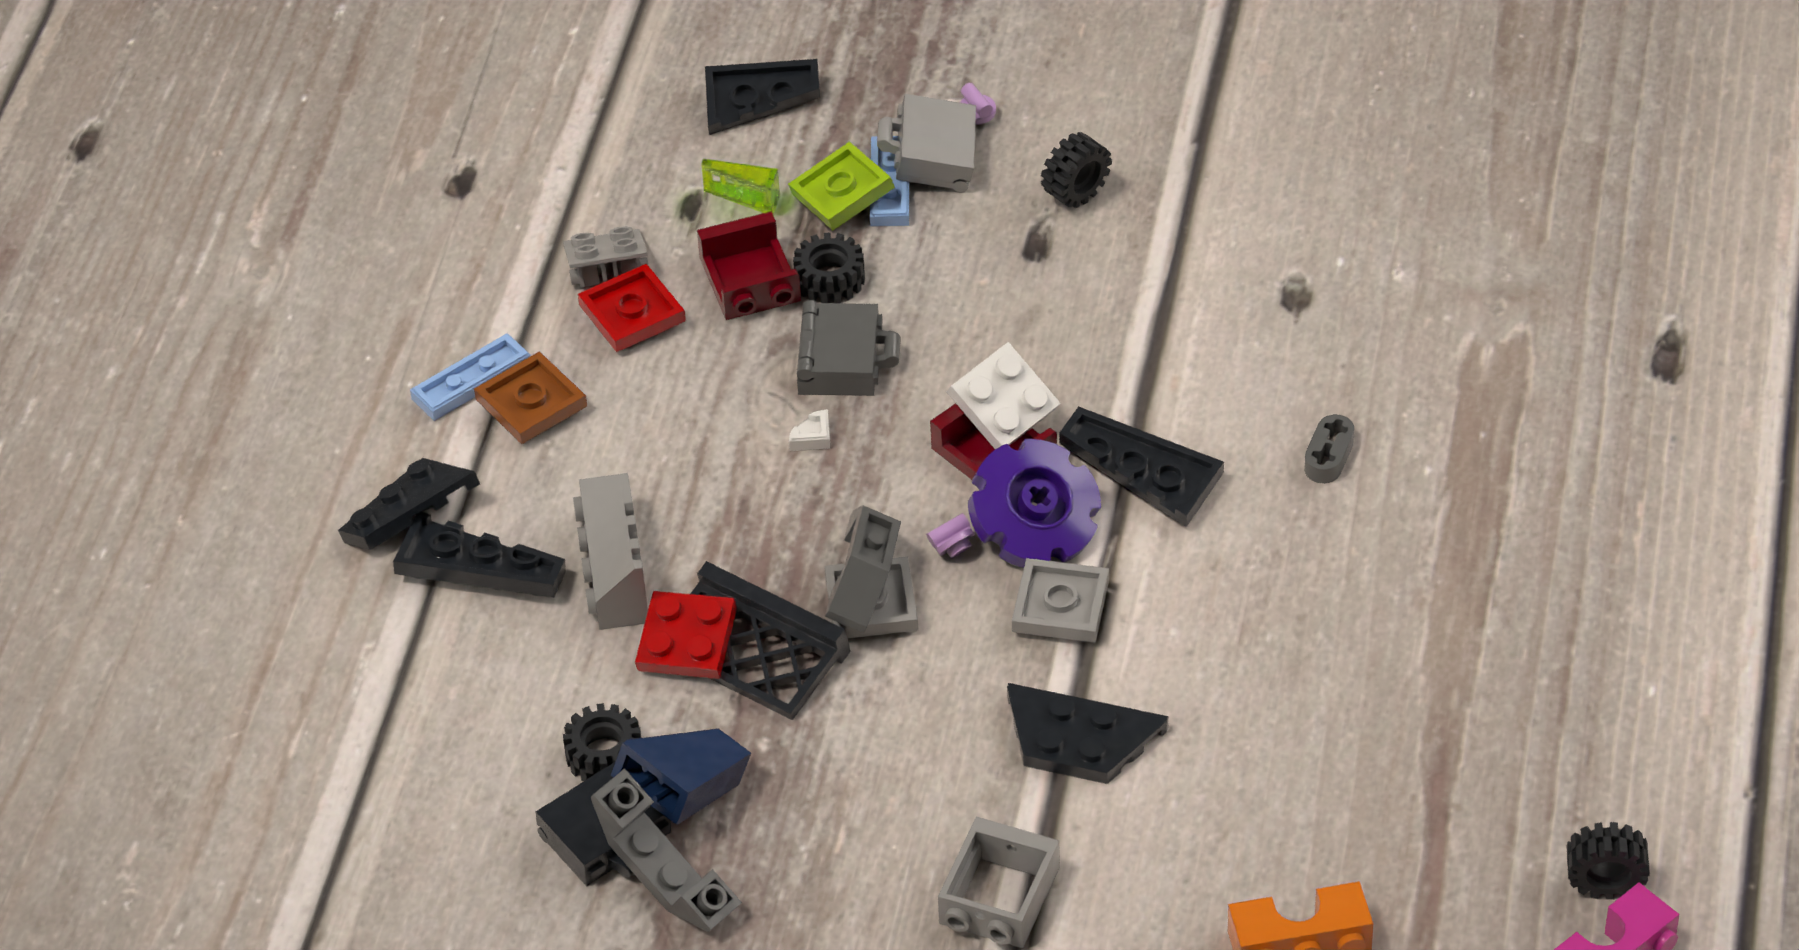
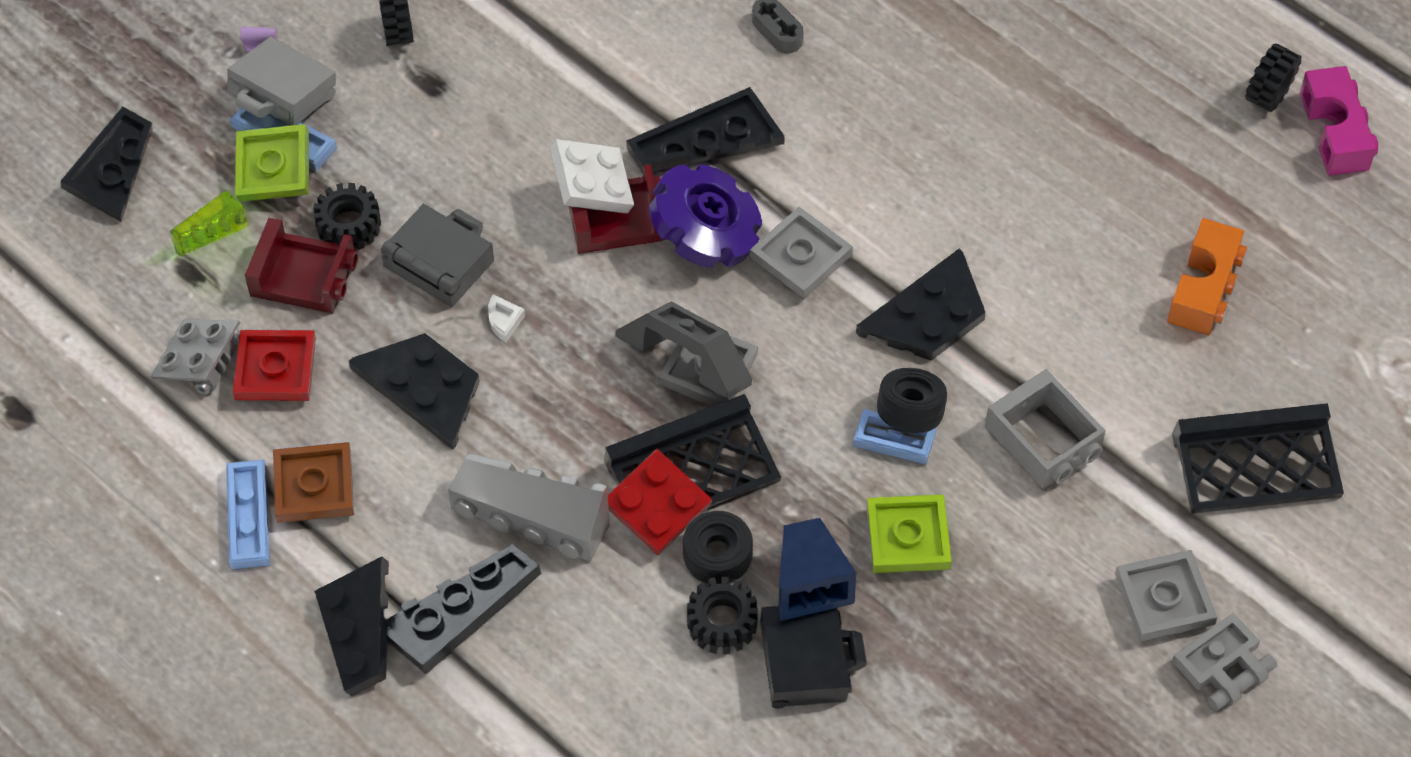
camera: 60 degrees left, 10 degrees up
(654, 858) = (873, 637): dark grey slope -> none
(669, 684) = (717, 527): none -> black tyre
(696, 416) = (422, 382): none -> black wing
(797, 836) = (908, 533): none -> lime plate
(914, 802) = (891, 441): none -> light blue tile
(940, 779) = (912, 400): none -> black tyre
(952, 536) = (690, 283): lavender plate -> none

